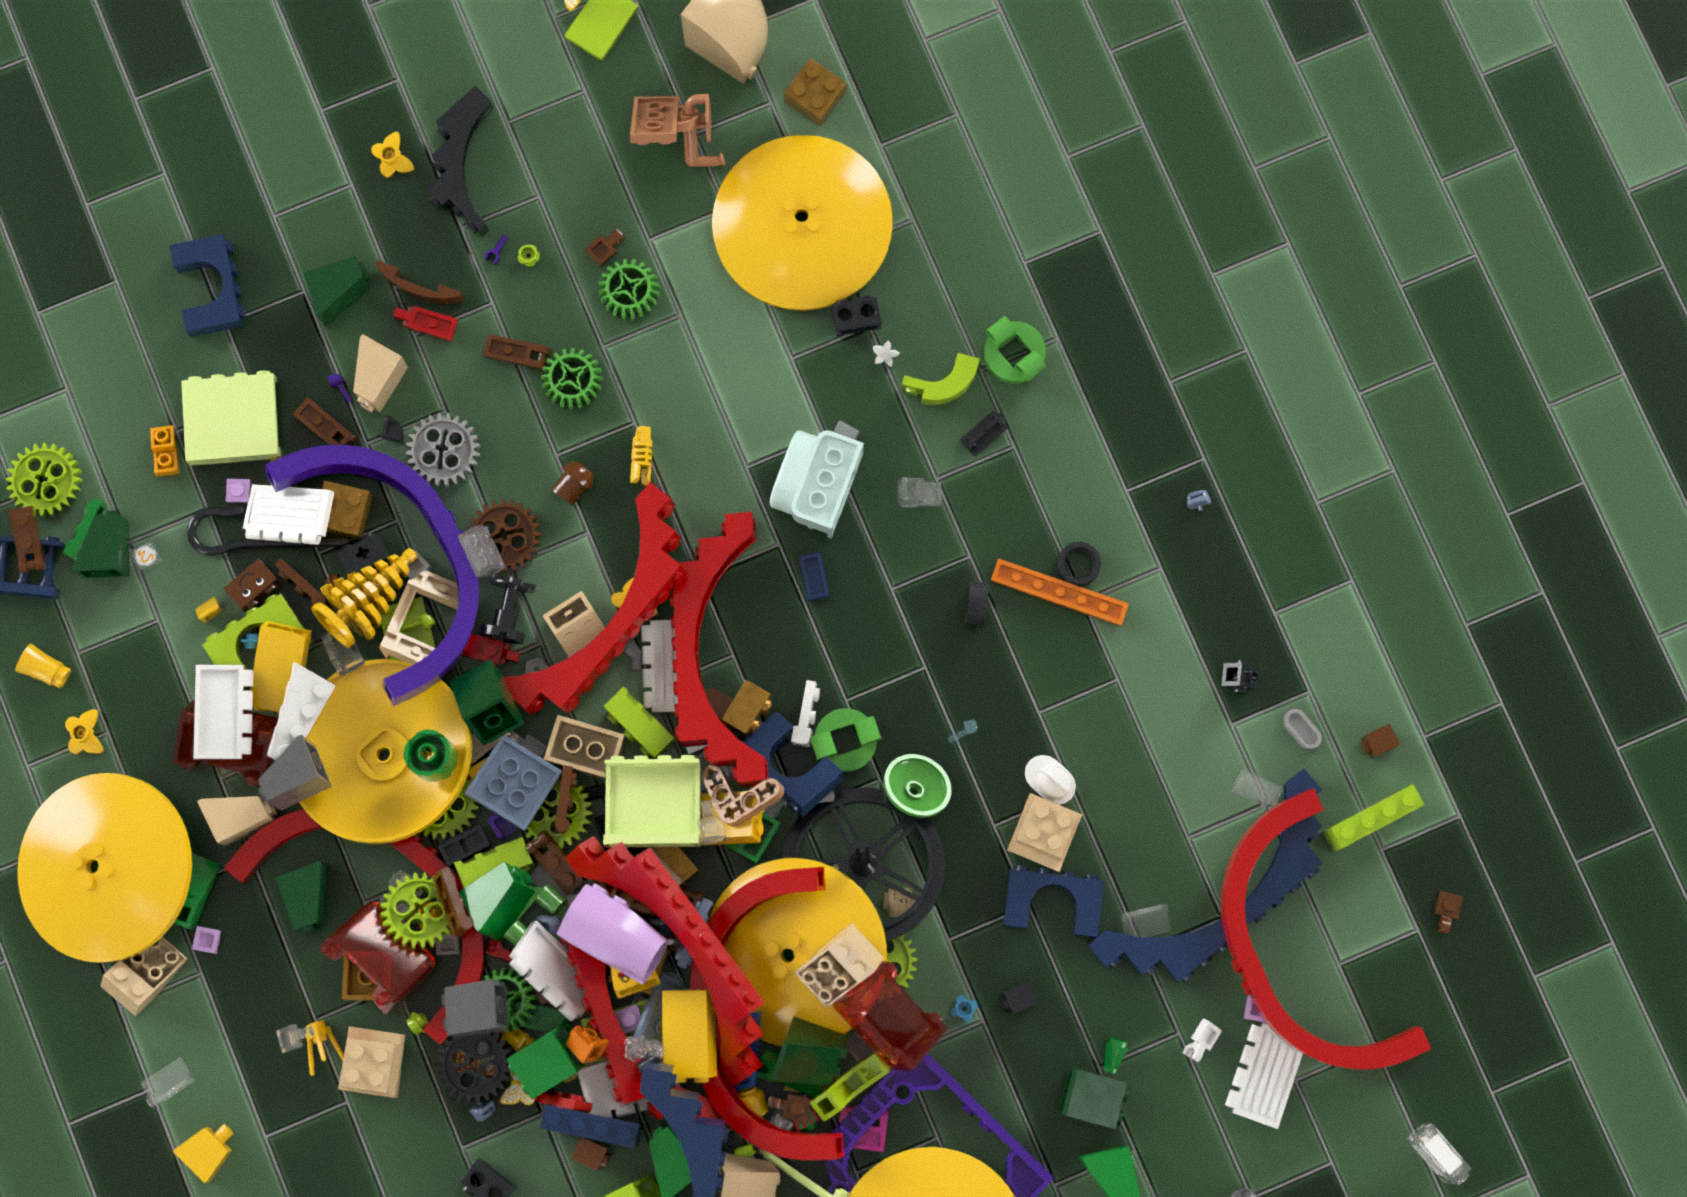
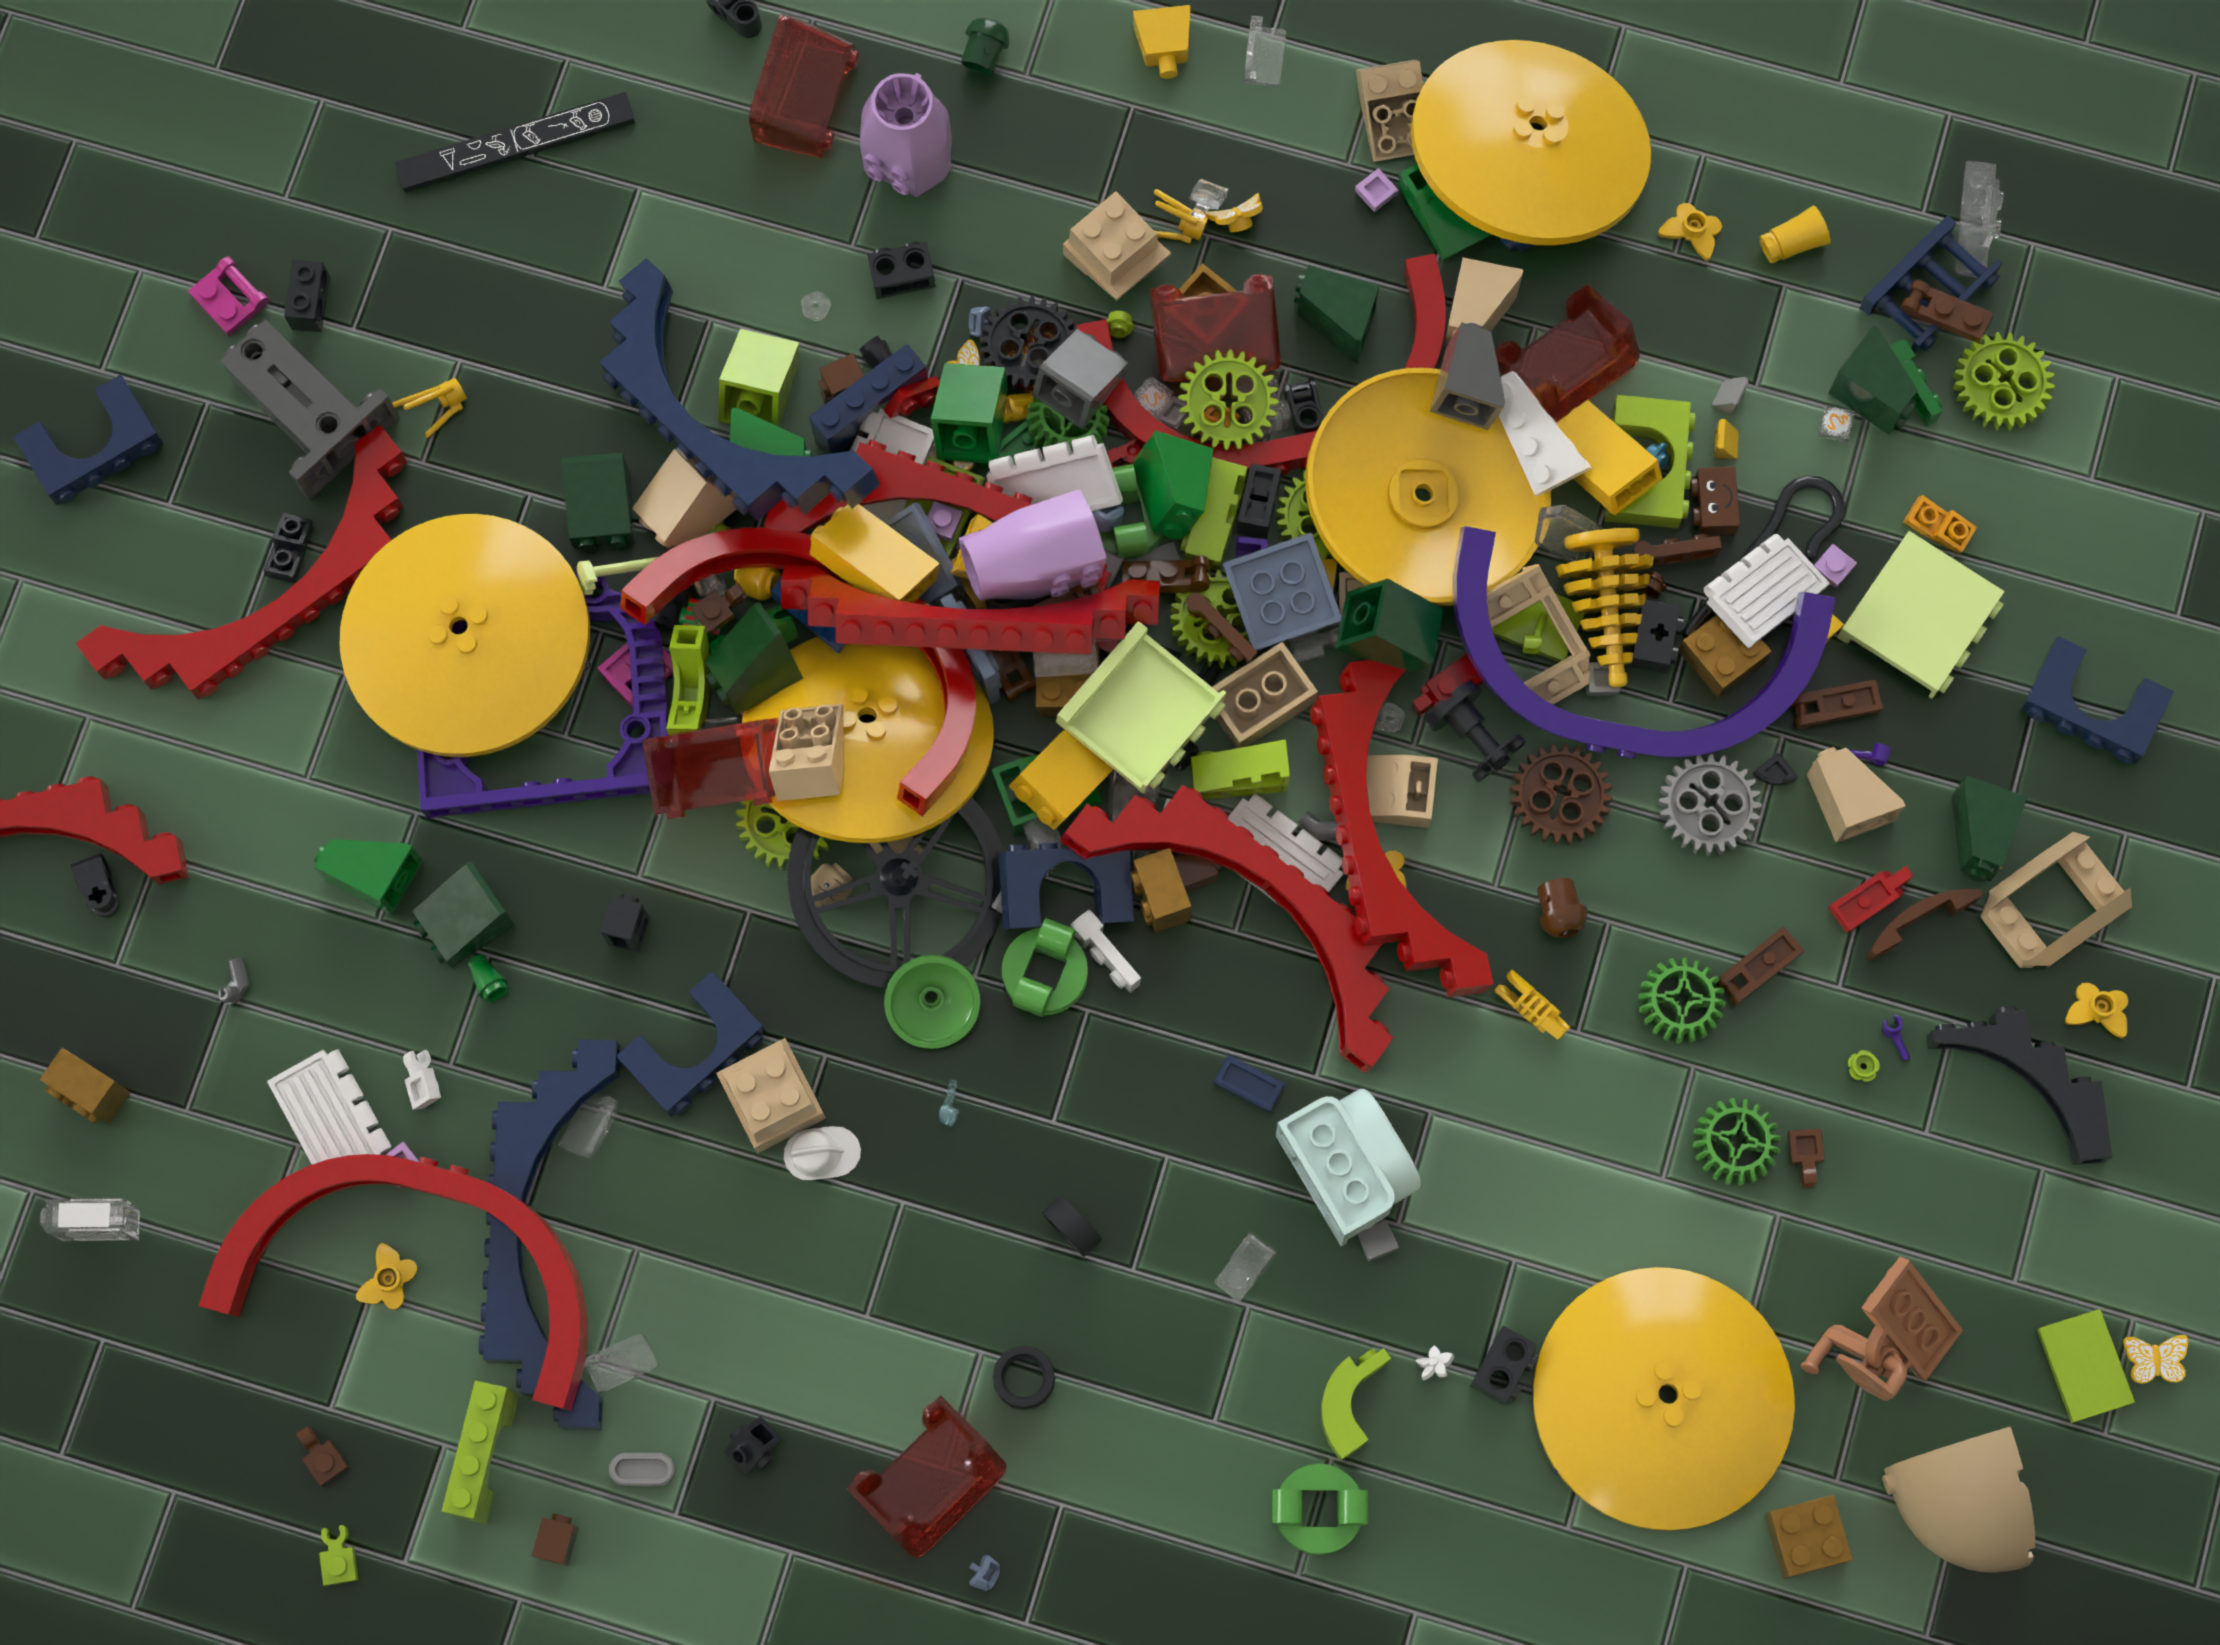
camera: 135 degrees right, 5 degrees down
(176, 629) = (1730, 394): none -> light grey slope
(219, 712) = (1600, 361): white hinge -> none
(290, 1008) = (1238, 217): none -> yellow animal
(317, 214) = (2087, 874): none -> tan wedge
(381, 870) = (1303, 403): none -> black piece
(439, 765) = (1374, 536): green brick -> none
(447, 966) = (1153, 396): none -> clear tile
(452, 902) = (1207, 433): reddish brown plate -> none
(481, 551) = (1559, 749): clear brick -> none
(554, 1150) = (875, 351): none -> black cone
(586, 1044) = (951, 451): orange brick -> none
(636, 1047) = (904, 495): clear plant -> none
(654, 1054) = (880, 505): arm -> none
(710, 827) = (1064, 744): clear plate -> none
(733, 802) = (1070, 787): medium nougat beam -> none
(970, 1005) = (658, 862): dark azure plate -> none
(984, 433) = (1255, 1398): black hinge -> none
(1059, 592) = (1011, 1330): orange plate -> none
(1176, 569) = (931, 1480): none -> clear red windscreen
(1322, 960) = (388, 1279): none -> yellow animal
(1491, 851) = (338, 1563): none -> lime plate

